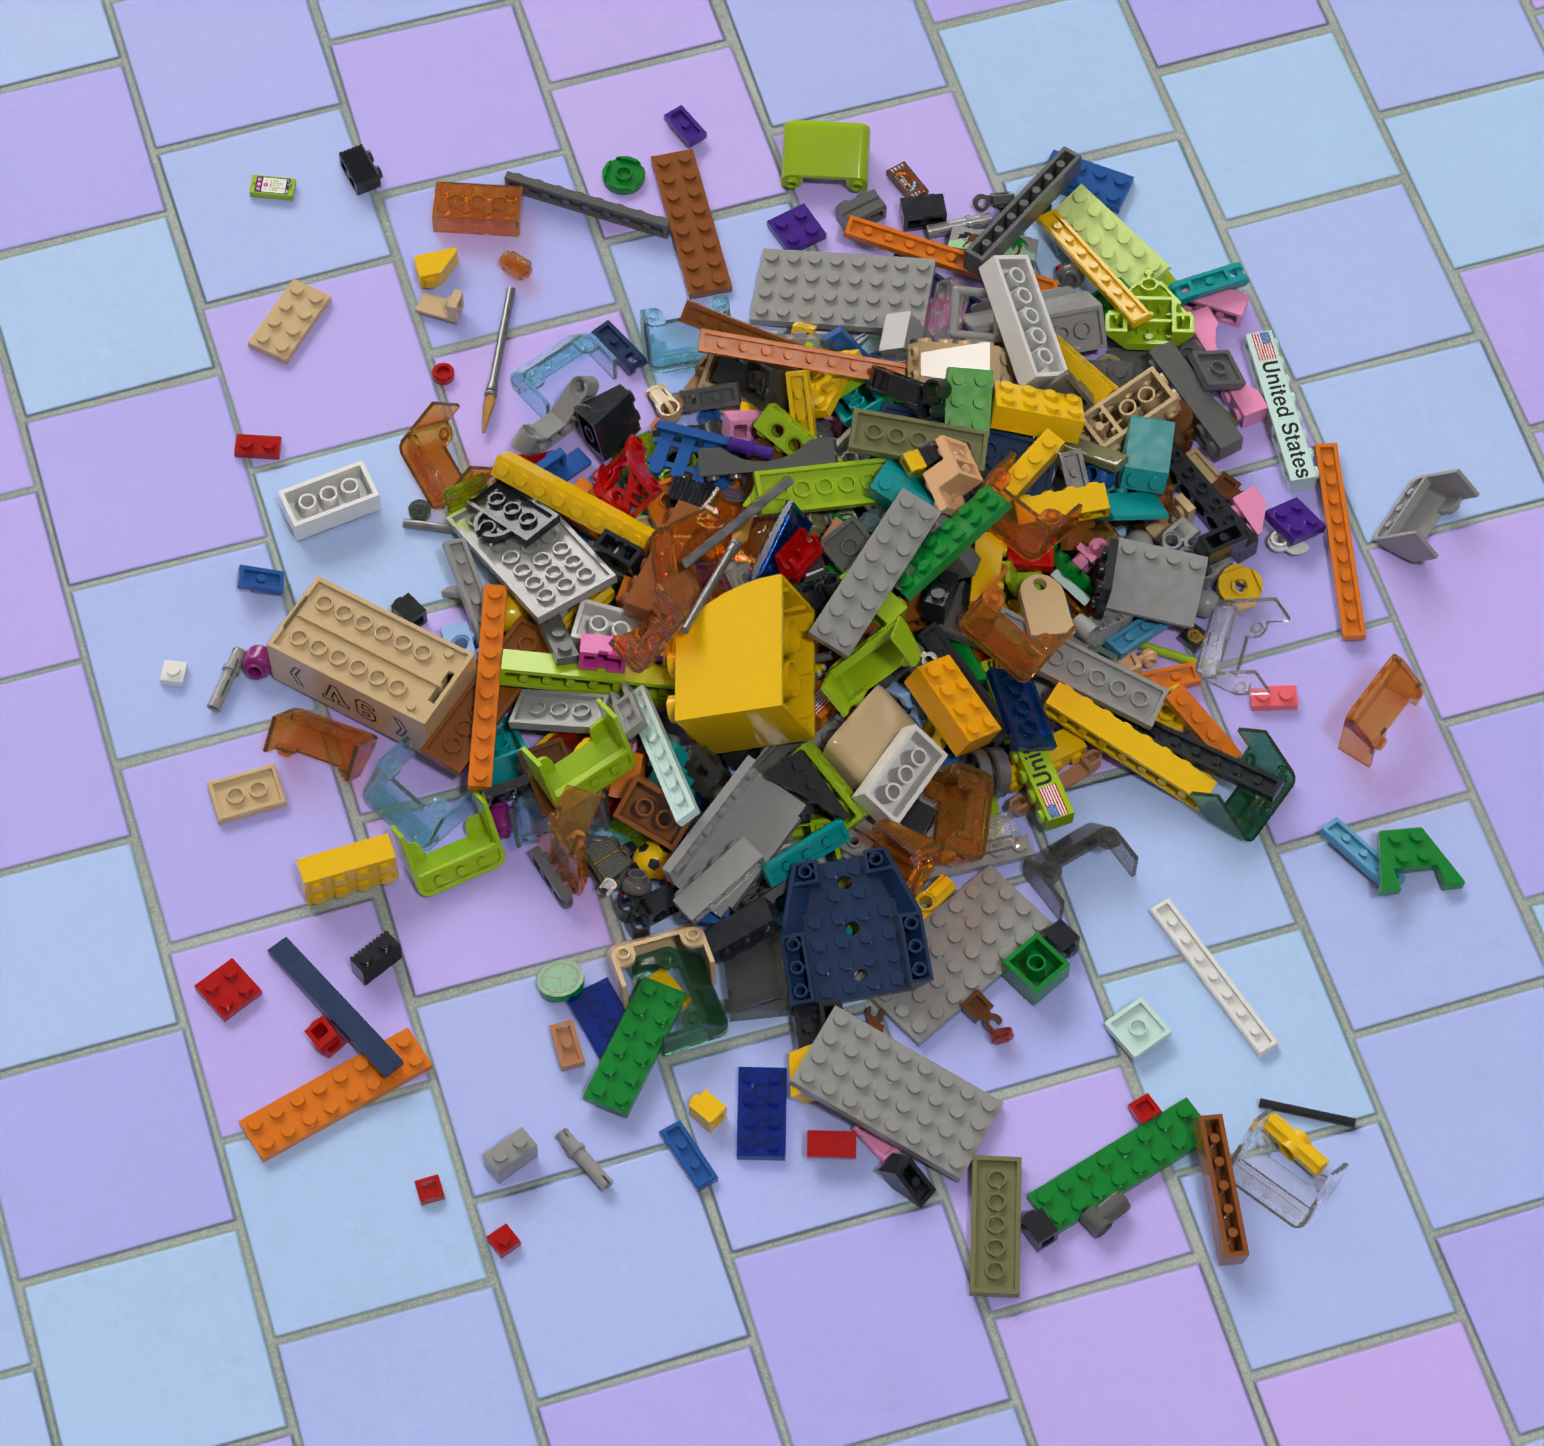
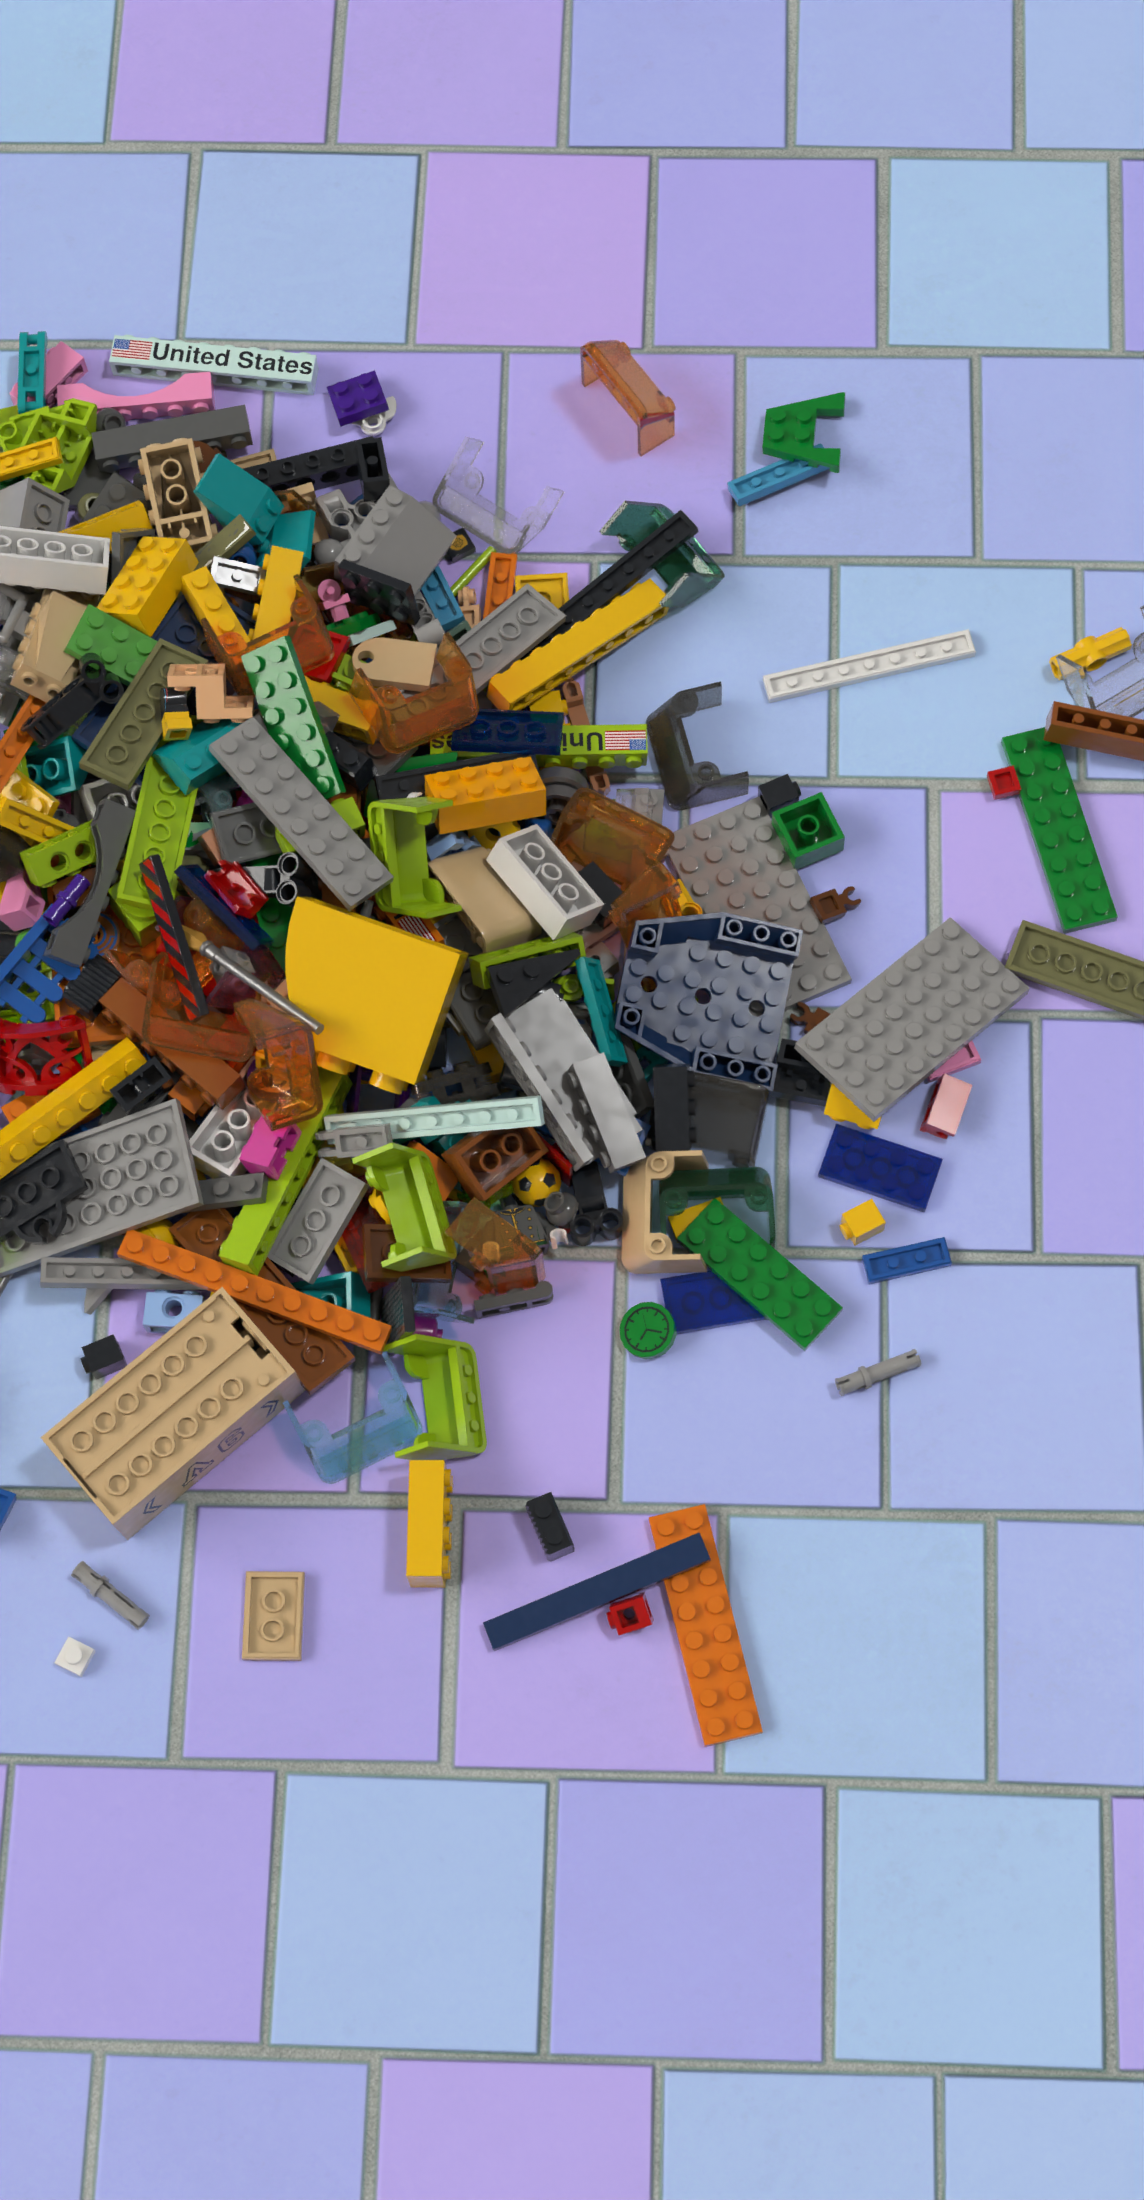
camera: 65 degrees left, 10 degrees up
(228, 990) = (527, 1710): red plate -> none
(257, 662) = (102, 1550): magenta head -> none
(321, 739) = (241, 1499): clear orange windscreen -> none
(429, 1189) = (858, 1553): red tile -> none
(503, 1240) = (947, 1490): red plate -> none
(510, 1155) = (850, 1450): light grey brick -> none
(567, 1045) = (731, 1348): nougat plate -> none
(907, 1178) = (1009, 1043): black slope -> none
(1001, 1035) = (871, 893): clear red tile -> none
(1039, 1229) = (1110, 930): black brick -> none
(1101, 1217) = (1114, 865): dark grey piece -> none
(1137, 1028) = (907, 757): light aqua plate -> none
(1199, 721) = (572, 569): orange plate -> none
(1217, 370) = (150, 400): dark grey plate -> none
(1227, 486) = (290, 446): reddish brown plate -> none
(1242, 575) = (425, 469): yellow plate -> none
(1250, 508) = (329, 430): bright pink slope -> none
(1280, 698) = (567, 482): coral plate -> none
(1307, 1112) = (1054, 631): black bar -> none
(1340, 542) = (399, 365): orange plate -> none
(1418, 511) = (391, 284): light grey windscreen -> none

